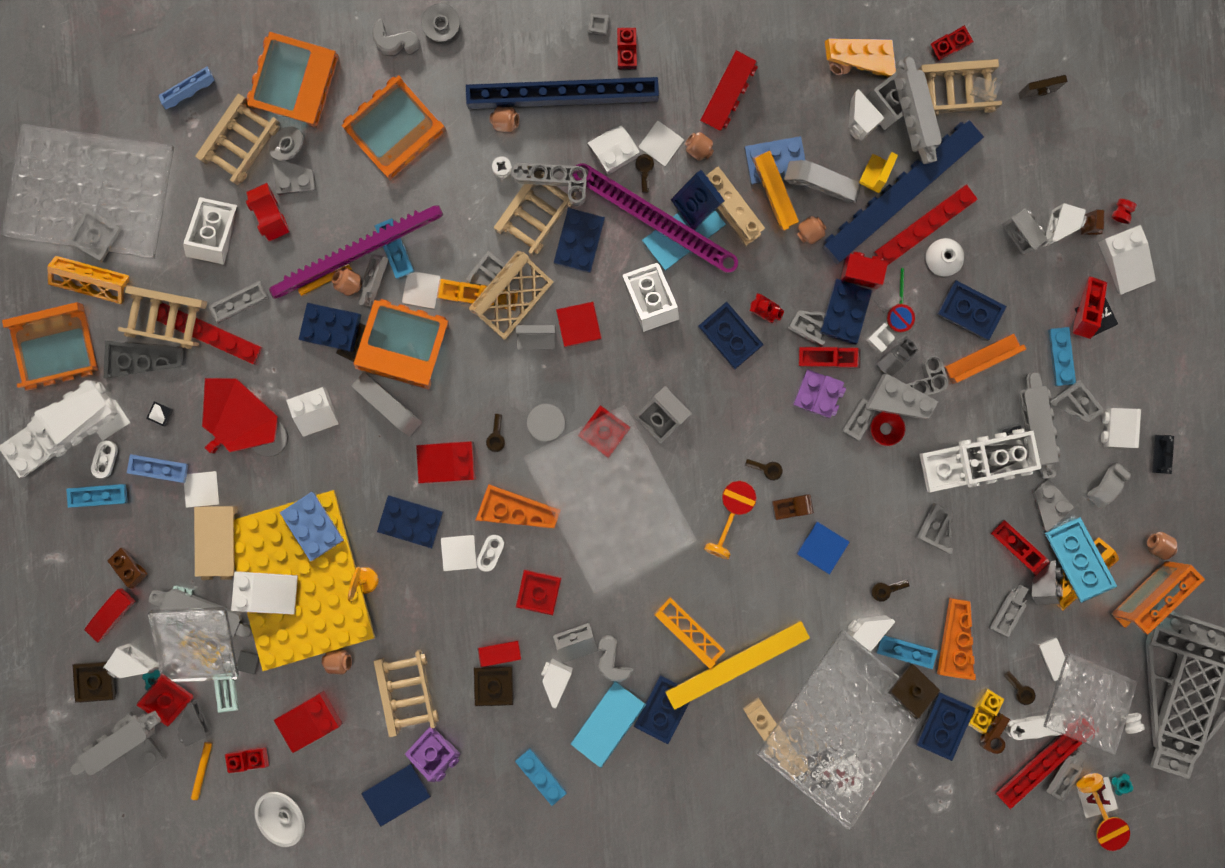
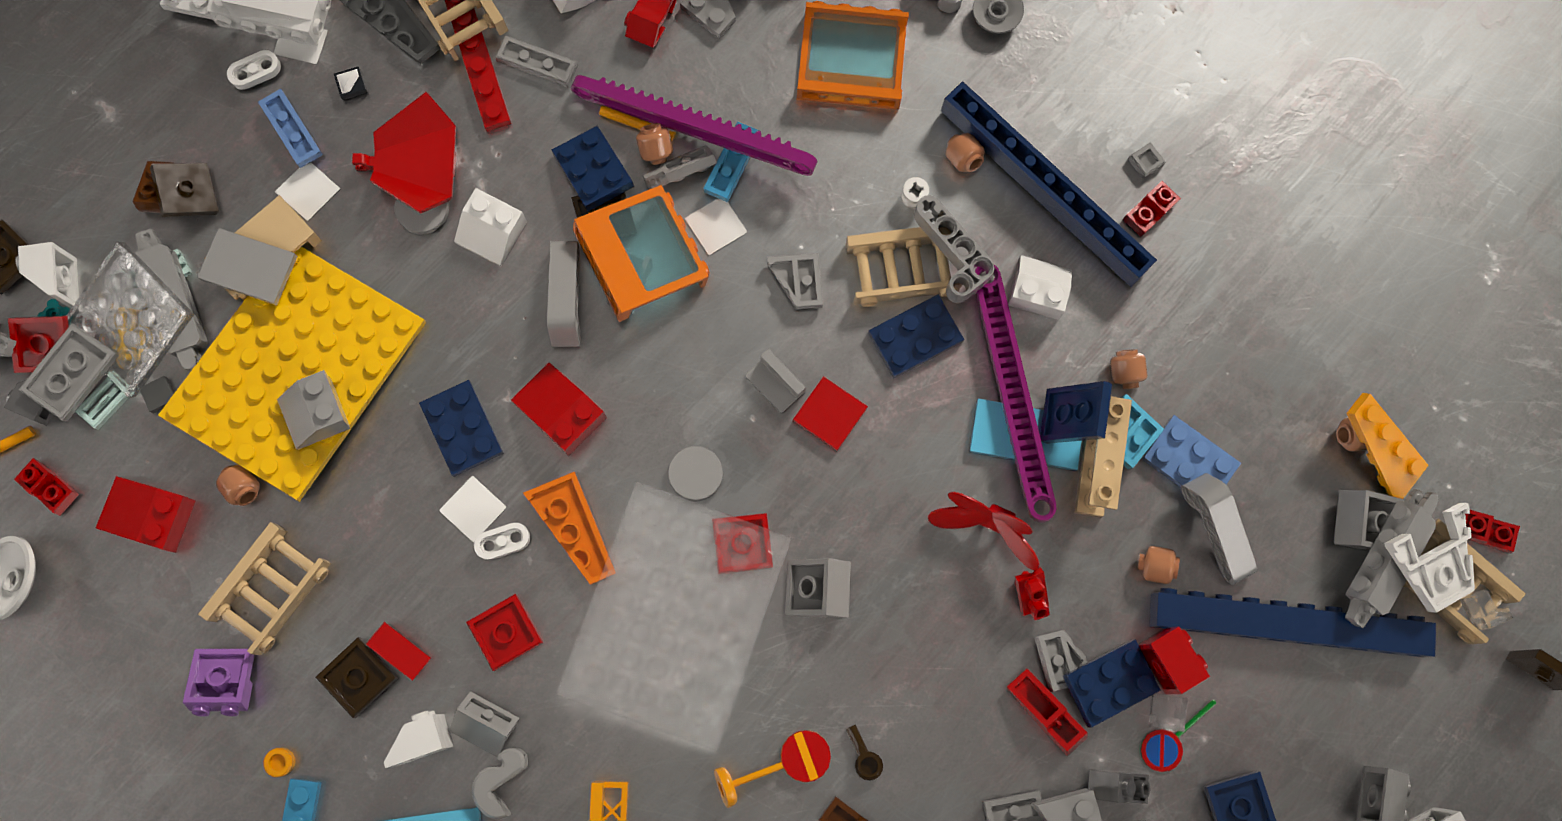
camera: 40 degrees right, 10 degrees down
(96, 495) = (208, 94): dark azure plate -> none
(109, 614) = (90, 211): red slope -> none
(143, 554) = (184, 189): none -> dark brown plate
(197, 697) = (69, 372): none -> light grey tile
(221, 557) = (247, 266): none -> light grey tile
(264, 593) = (245, 341): white slope -> none
(312, 526) = (364, 330): medium blue plate -> none
(331, 590) = (312, 410): none -> light grey slope
(366, 578) = (357, 440): light orange piece -> none
(396, 794) = (140, 681): dark blue tile -> none
(468, 293) = (763, 284): light orange slope -> none
(495, 441) = (627, 438): dark brown plate -> none
(501, 760) = (279, 762): none -> light orange tile
(503, 281) = (795, 293): tan fence -> none
(644, 164) = (1055, 331): dark brown plate -> none
(651, 297) = (929, 462): white slope -> none
(661, 143) = (1092, 329): white sticker -> none
(697, 301) = (972, 513): none -> red piece
(728, 91) = (1214, 345): red wedge -> none
(730, 335) = (968, 583): dark blue tile -> none
(737, 174) = (1141, 434): none -> medium azure wing
(775, 190) = (1162, 487): light orange fence -> none
(819, 394) = (998, 738): medium lavender plate -> none
(862, 116) = (1327, 507): white slope -> none
(877, 172) = (1286, 577): yellow panel -> none
(880, 338) = (1119, 749): white panel -> none
(926, 224) = (1285, 684): red plate -> none
(938, 263) = (1259, 733): white piece -> none
(948, 93) = (1443, 572): none -> white wing

